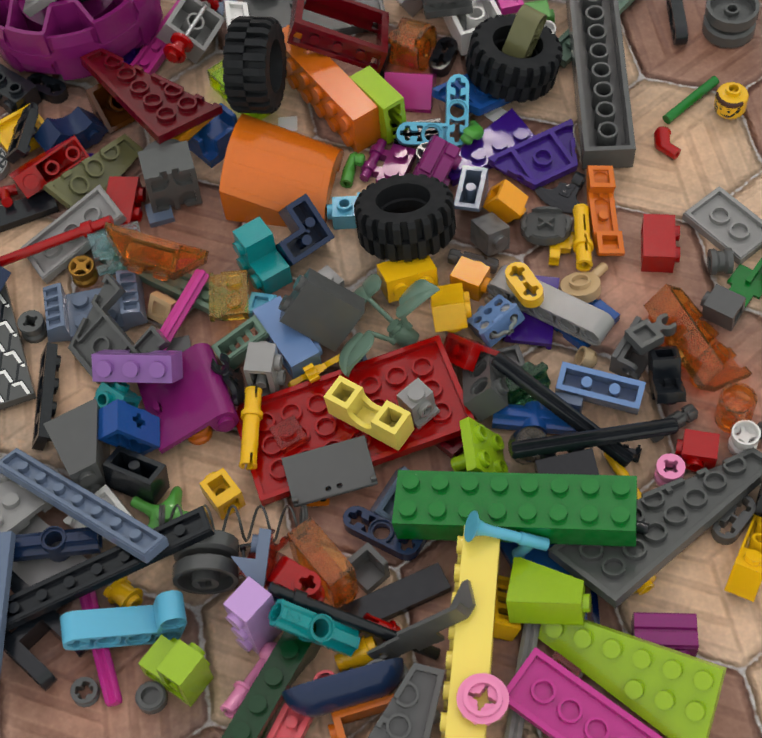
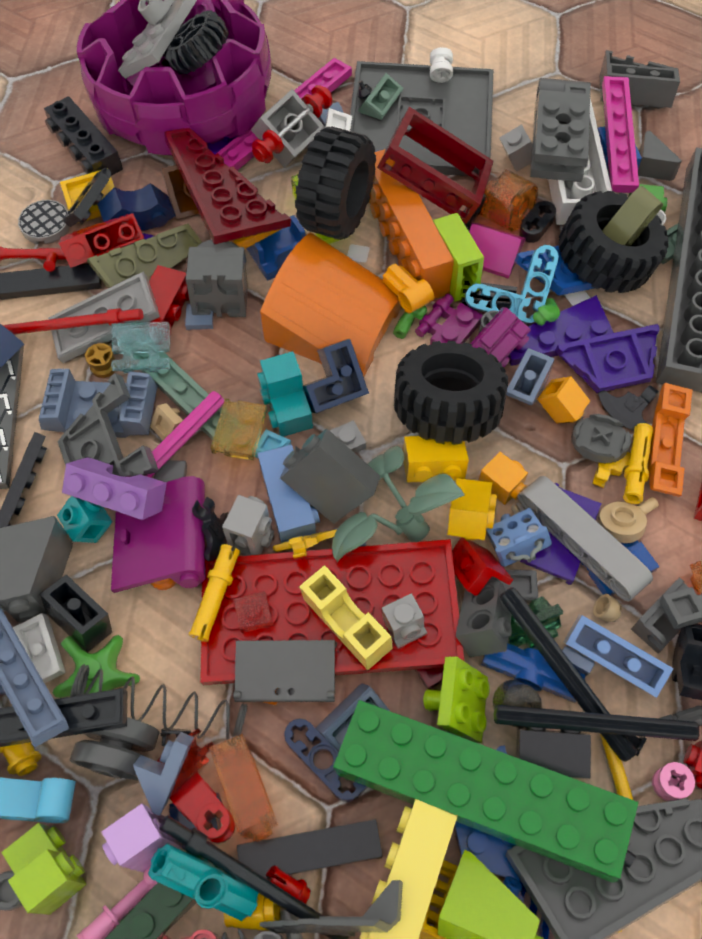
camera: 10 degrees right, 5 degrees up
(32, 333) = (25, 399): dark grey wheel -> none
(49, 86) = (134, 154): black beam -> none
(128, 427) = (83, 556): blue brick -> none
(153, 254) = (172, 363): clear orange wedge -> none
(222, 492) = (166, 671): yellow brick -> none
(230, 340) = (222, 482): sand green slope -> none
(342, 212) = (385, 364): medium azure brick -> none
(346, 144) = (410, 292): none -> light orange piece
(369, 567) = (294, 804): dark grey panel -> none
(454, 256) = (493, 447): dark grey axle -> none
(490, 234) = (537, 433): flat silver brick -> none
(519, 287) = (555, 510): yellow beam -> none
(526, 541) = (427, 814): medium azure piece -> none

